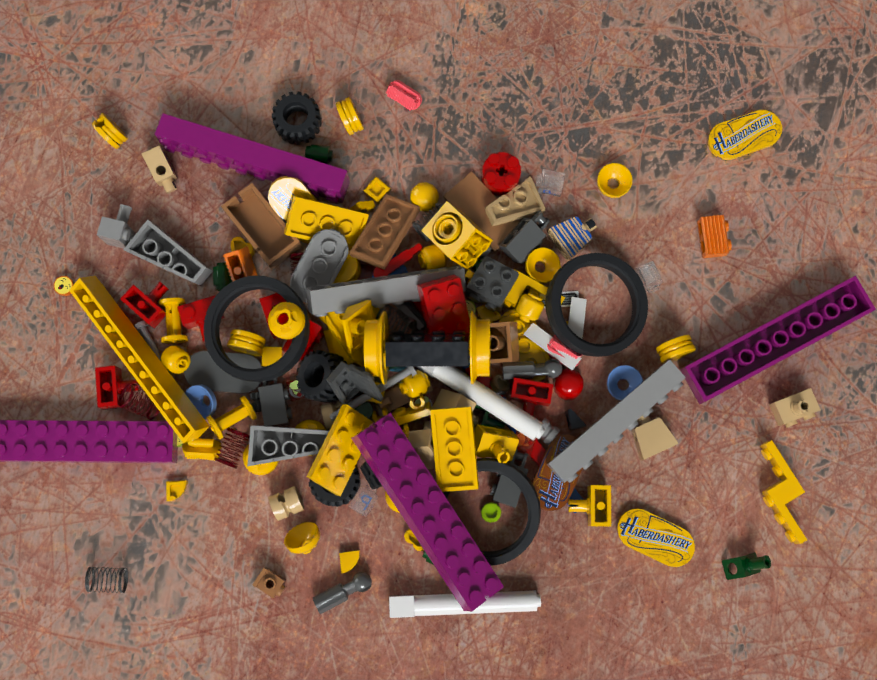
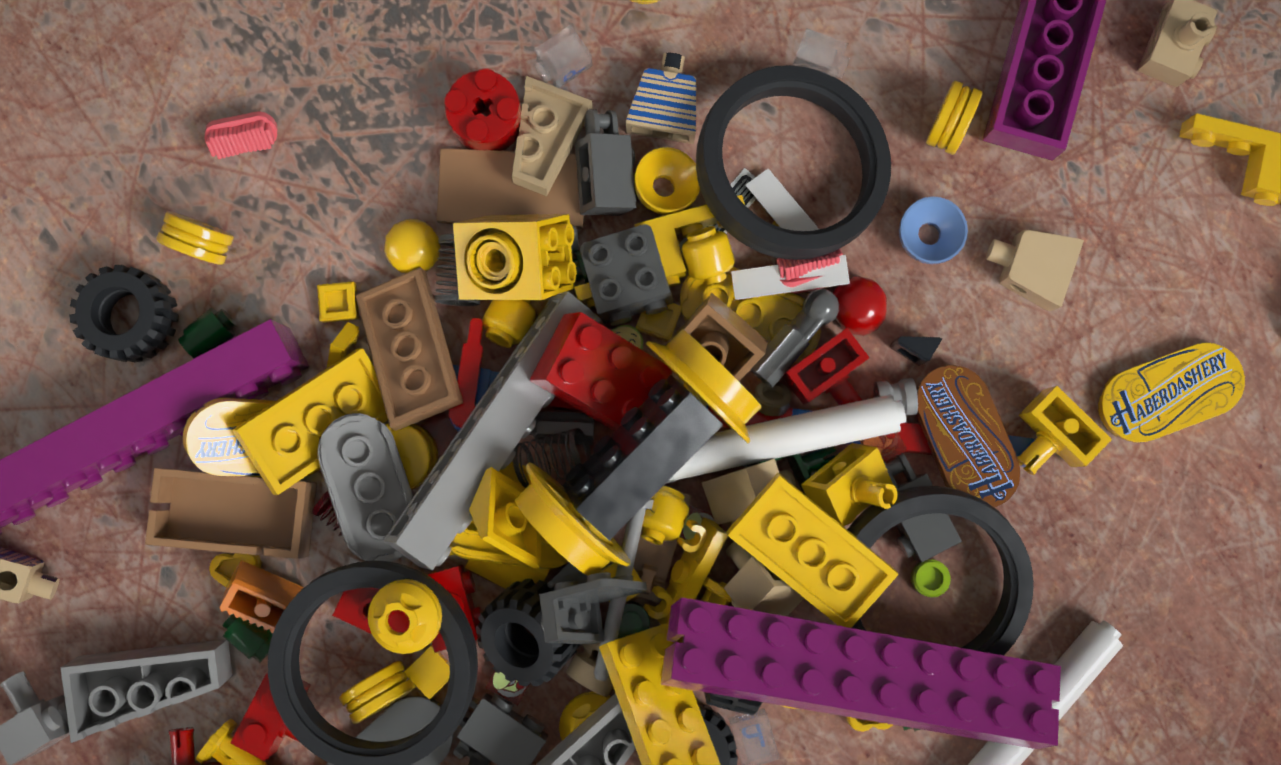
camera: 45 degrees left, 5 degrees up
(616, 421) = (978, 293): light grey brick -> none

